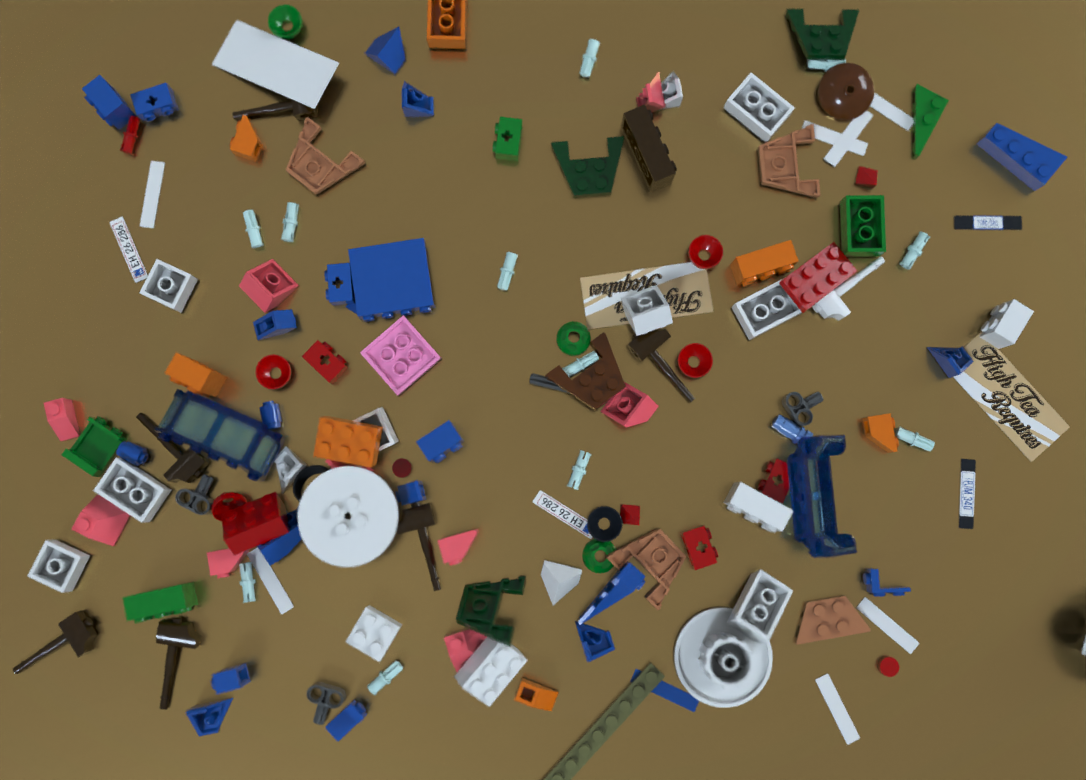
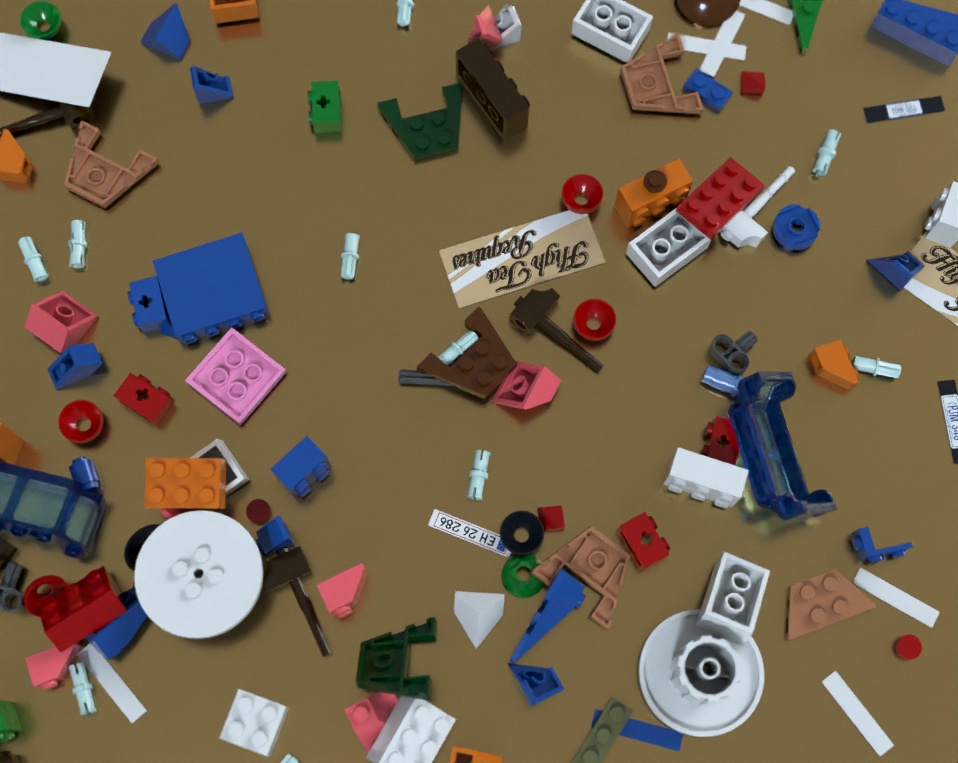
camera: 10 degrees left, 10 degrees down
(288, 467) = (114, 536): white slope -> none
(569, 347) = (443, 331): green piece -> none
(647, 310) = (525, 269): white brick -> none
(767, 257) = (655, 181): none -> reddish brown plate
(828, 177) = (709, 90): none -> blue plate
(863, 225) = (760, 133): green brick -> none
(880, 301) = (799, 215): none -> blue plate

